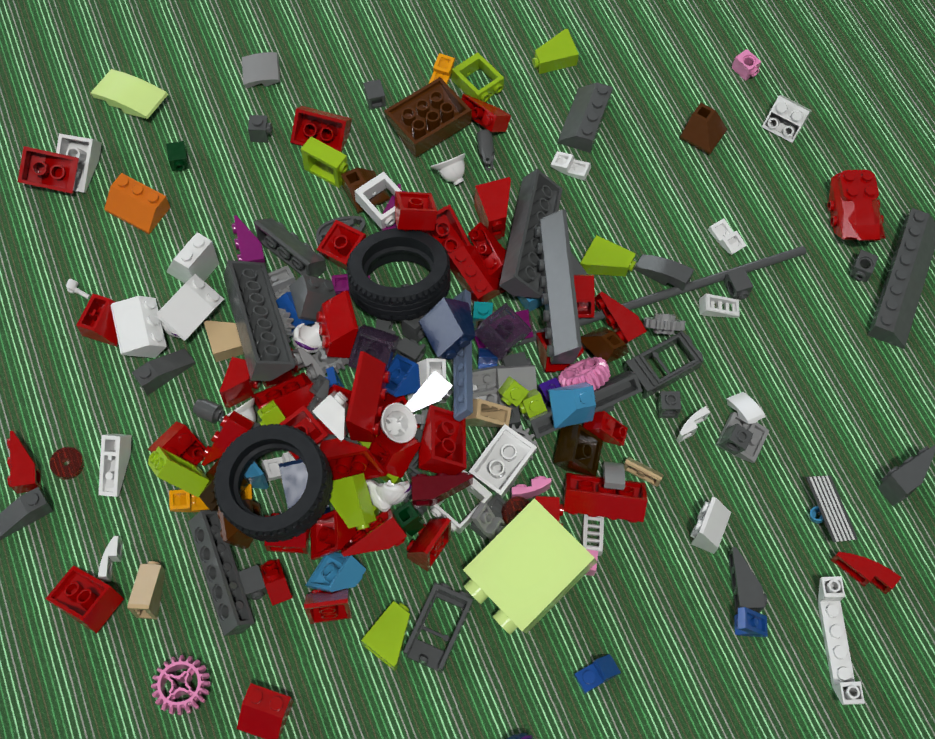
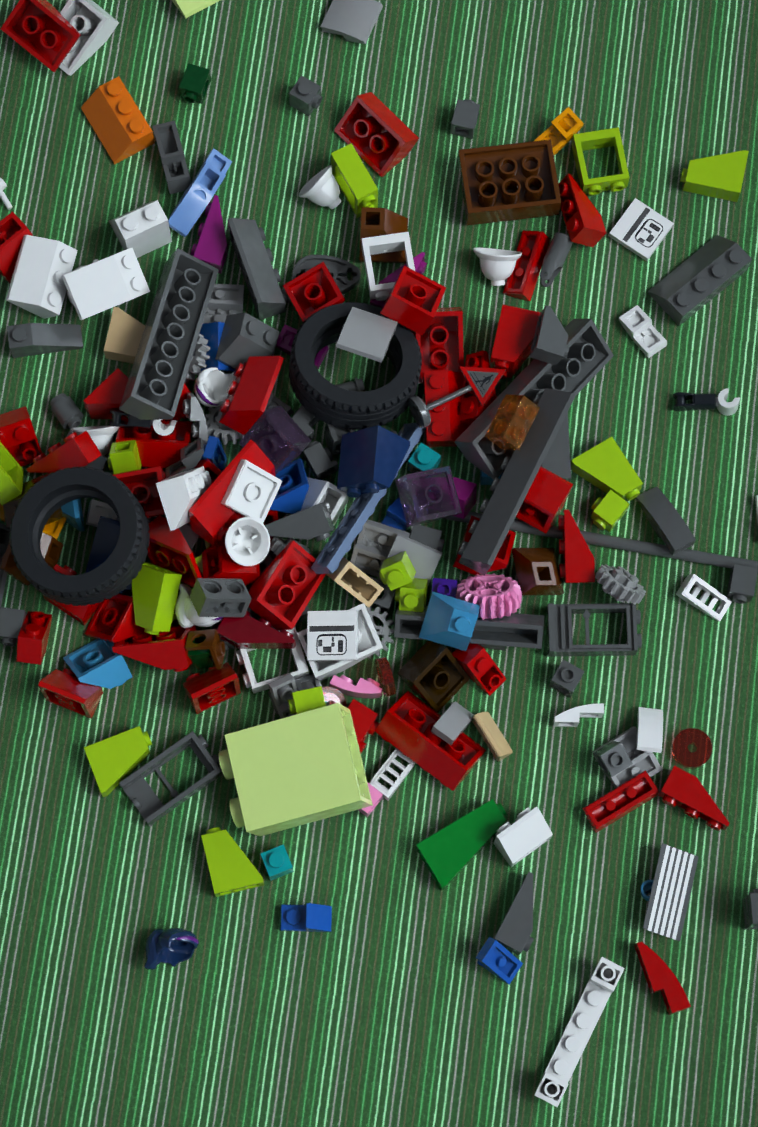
camera: 30 degrees right, 10 degrees up
(189, 209) = (172, 157): none -> dark grey slope
(222, 220) = (199, 192): none -> medium blue slope
(267, 386) = (159, 427): none -> black piece
(306, 178) = (322, 189): none -> white hat
(380, 386) = (251, 491): none -> white tile
(397, 246) = (366, 334): none -> light grey slope
(403, 471) = (220, 597): none -> dark grey brick
(413, 508) = (211, 642): none -> reddish brown bracket
(473, 169) = (527, 268): none -> red slope
(490, 241) = (480, 381): none -> dark grey piece
(496, 458) = (332, 635): none -> white tile
(506, 513) = (306, 700): none -> lime brick
(518, 666) = (228, 864): none -> lime slope
(521, 188) = (549, 338): none -> dark grey slope
(529, 107) = (641, 229): none -> white tile
(532, 250) = (512, 422): none -> clear orange brick
(547, 468) = (385, 676): none -> clear red piece
(552, 644) = (277, 862): none -> teal brick
(624, 283) = (608, 510): none -> lime brick
(639, 187) = (706, 401): none -> black piece
(669, 561) = (457, 844): none -> green slope
(757, 466) = (620, 801): none -> red slope
(774, 413) = (699, 740): none -> clear red piece
(800, 436) = (688, 793): none -> red slope

